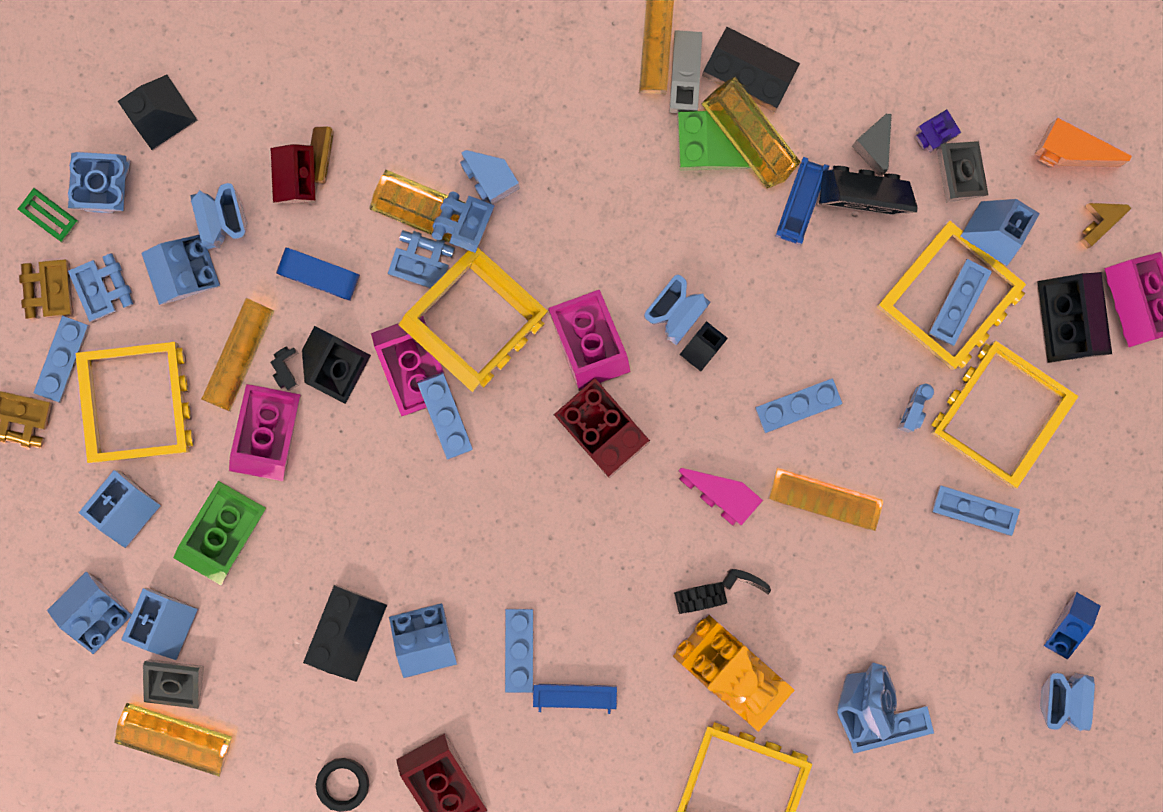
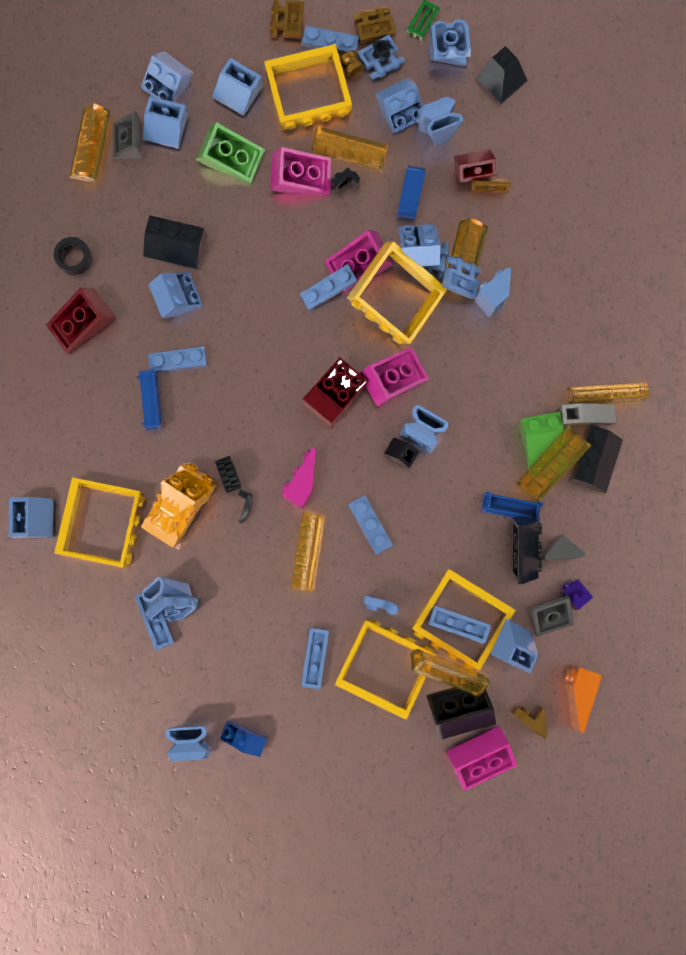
camera: 80 degrees right, 5 degrees down
(86, 289) = (381, 44): none -> black plate
(105, 332) = (350, 62): none -> pearl gold wheel
(332, 364) = (351, 209): black slope -> none
(407, 274) = (420, 243): none -> medium blue slope
(1024, 327) = (448, 672): none -> clear yellow brick

